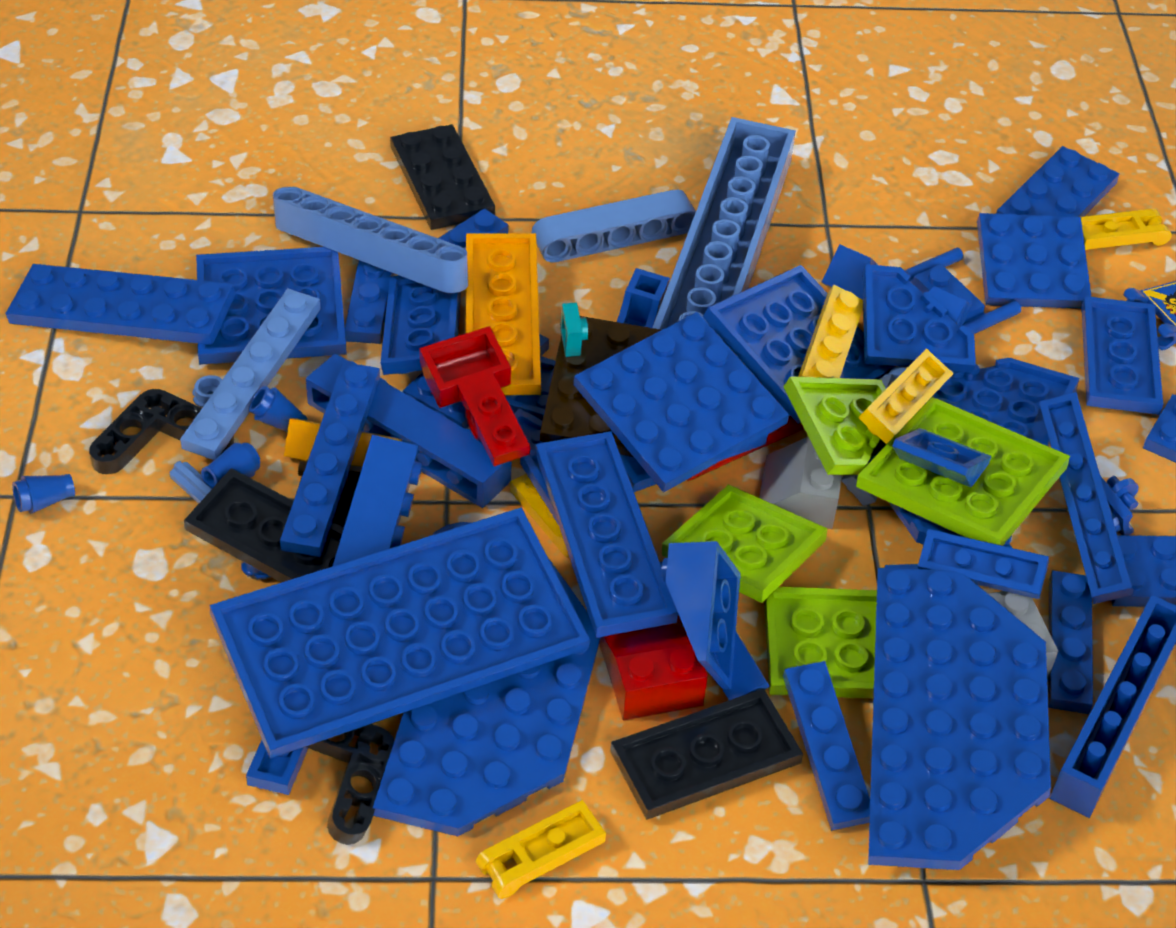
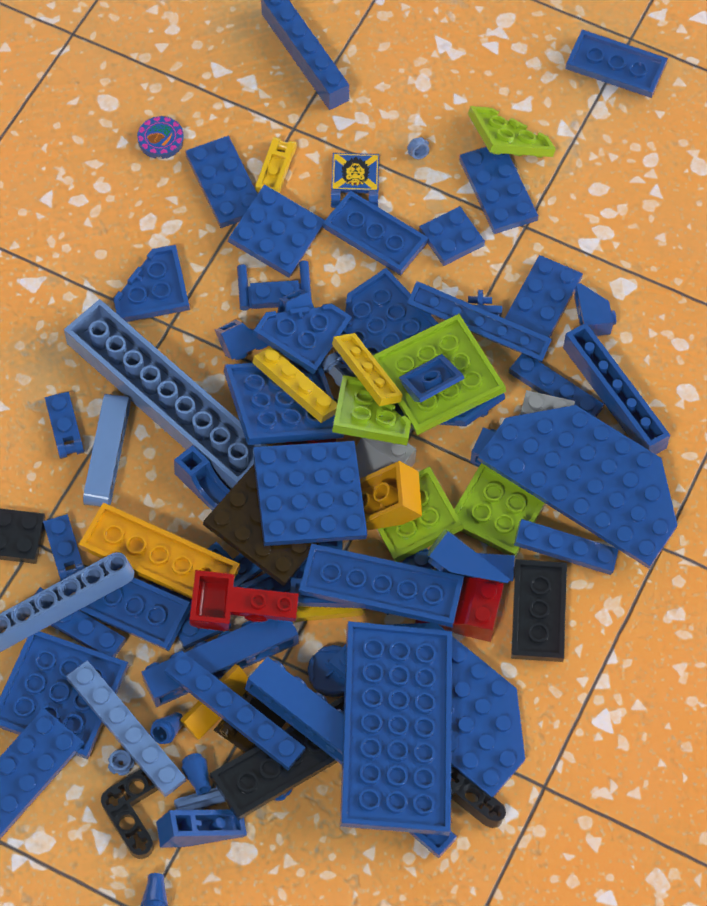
camera: 60 degrees left, 15 degrees up
(155, 495) = (198, 827): none -> blue slope
(541, 848) = (557, 722): yellow plate -> none
(572, 329) = (231, 524): teal plate -> none
(623, 182) = (64, 424): none -> blue plate
(742, 495) = (391, 496): none -> light orange slope
(858, 188) = (154, 287): none -> blue plate
(985, 563) = (507, 403): blue plate -> none
(1060, 123) = (160, 137): none -> blue tile

